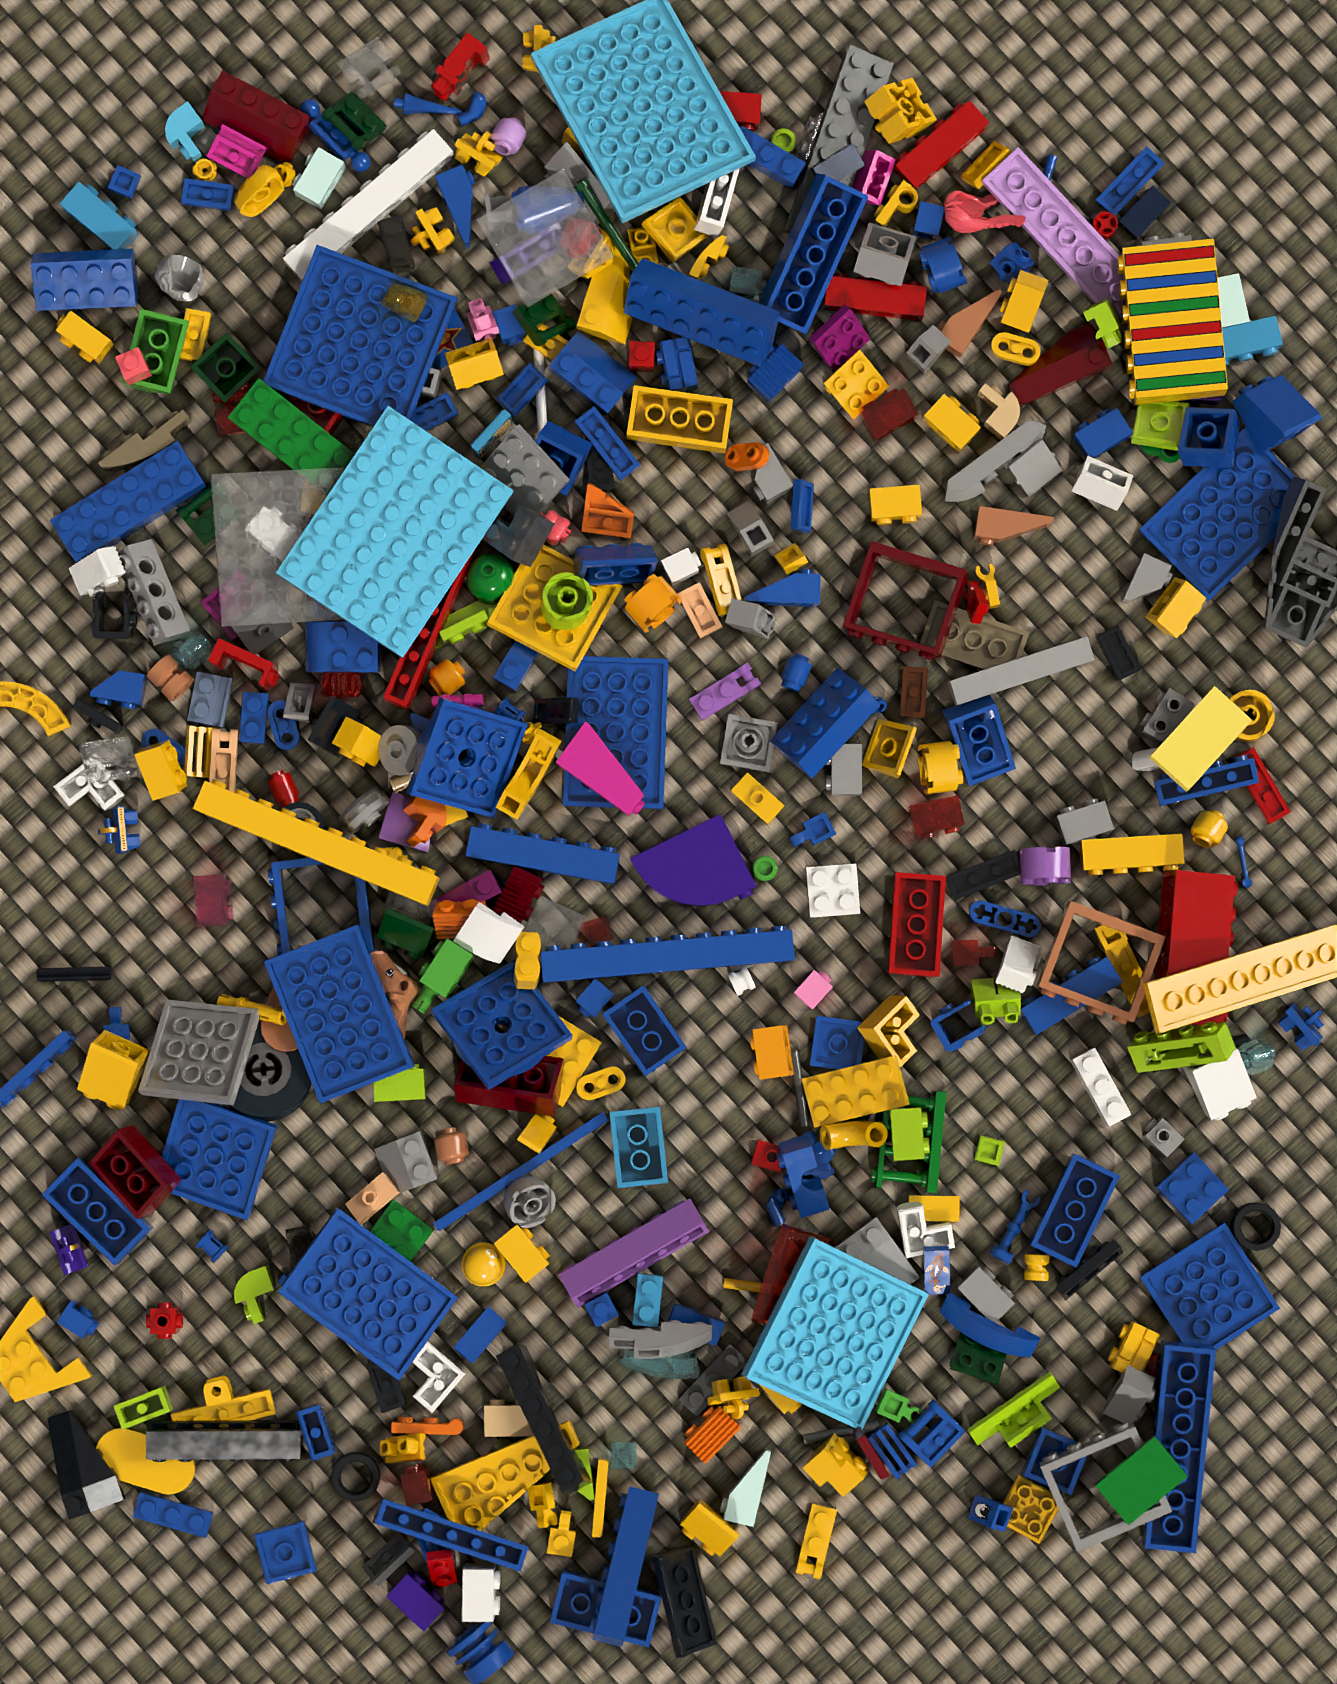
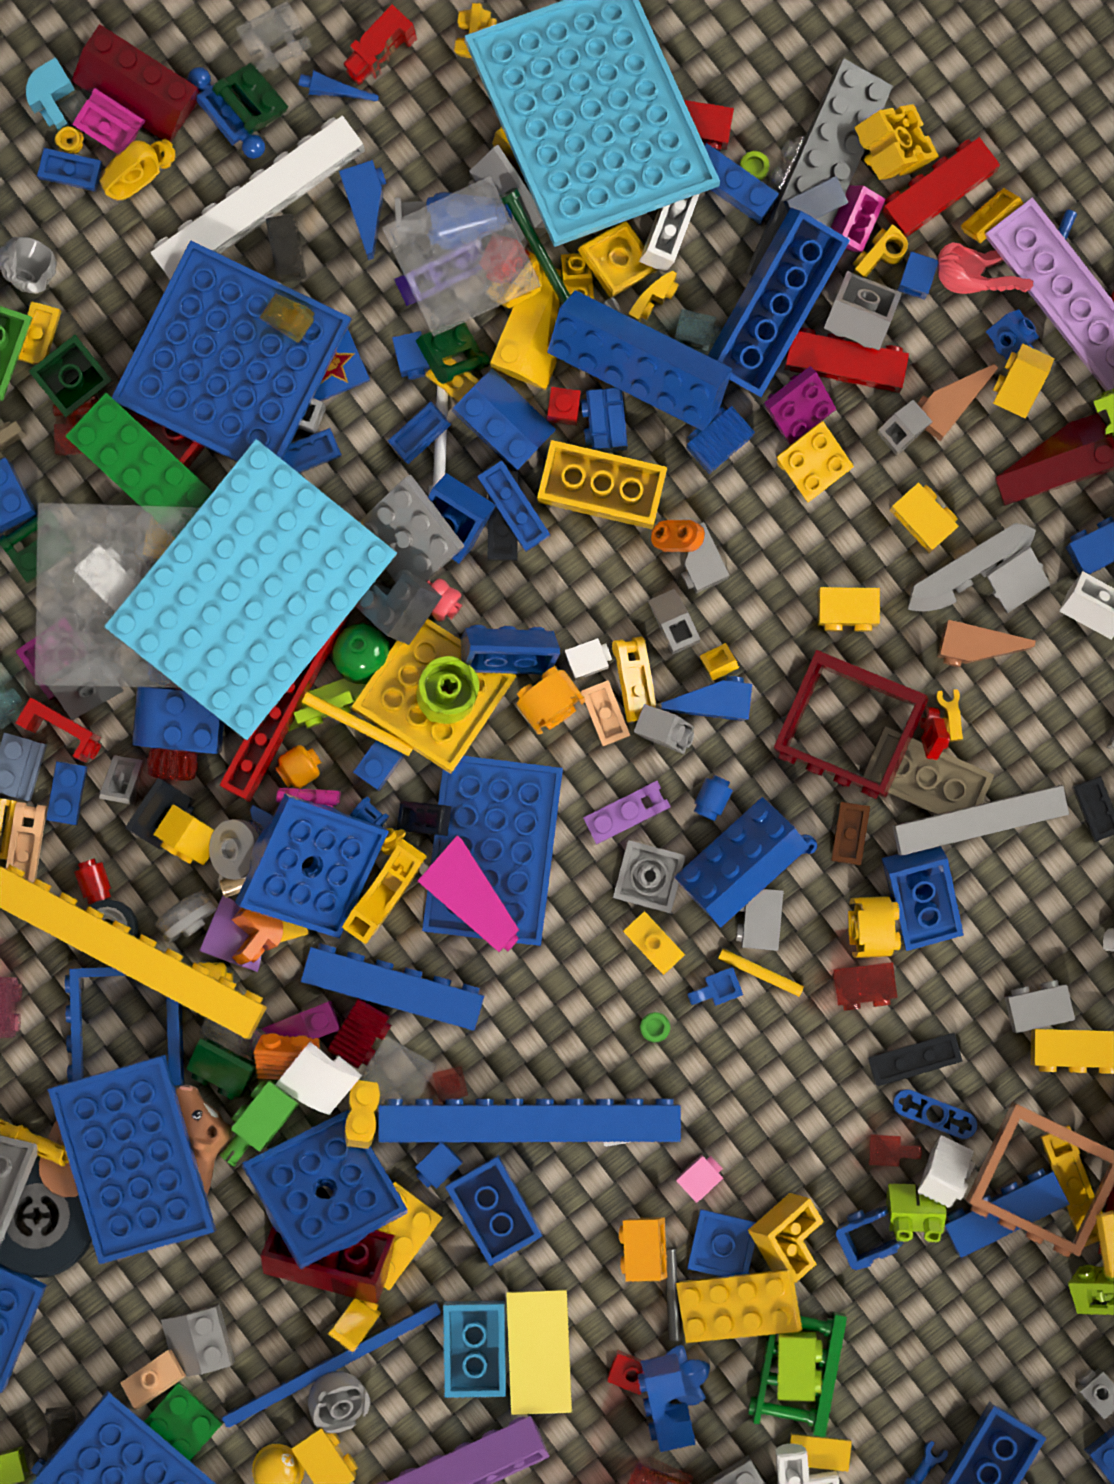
camera: 10 degrees right, 0 degrees up
(282, 726) = (98, 807): blue plate -> none
(318, 178) = (202, 161): light aqua brick -> none
(401, 1086) = (201, 1252): lime brick -> none
(428, 220) = (326, 222): yellow hips -> none
(451, 1146) = (252, 1326): nougat head -> none
(474, 364) = (365, 397): yellow brick -> none
(475, 111) = (394, 98): blue arm -> none
(480, 149) = (395, 144): yellow hips -> none
(482, 320) = (379, 347): bright pink hips -> none
(491, 434) = (377, 482): dark azure tile -> none
(493, 636) = (356, 723): none -> yellow bar
(508, 136) = (430, 131): lavender head -> none
(601, 1084) = (437, 1266): yellow plate -> none
(606, 515) = (504, 590): orange wing -> none
(692, 1146) = (539, 1352): none -> light yellow tile
(697, 866) = (574, 1019): dark purple brick -> none
(741, 980) = (615, 1159): white wheel -> none
(775, 1205) = (630, 1431): blue arm -> none
(802, 506) = (738, 600): blue tile -> none
(833, 890) = (733, 1061): white plate -> none
(849, 815) = (761, 972): none -> yellow bar
(853, 1134) = (731, 1356): yellow cylinder -> none
(889, 414) = (850, 500): clear red brick -> none
(889, 747) = (815, 897): yellow slope -> none
(916, 924) = (829, 1113): red brick -> none
(943, 265) = (931, 330): blue brick -> none
(989, 1150) = (891, 1389): lime tile -> none
(1006, 411) = (990, 508): tan brick -> none
(1016, 346) = (1007, 434): yellow plate -> none
(1045, 866) = (989, 1057): medium lavender brick -> none
(1100, 1087) = (1031, 1326): white brick -> none

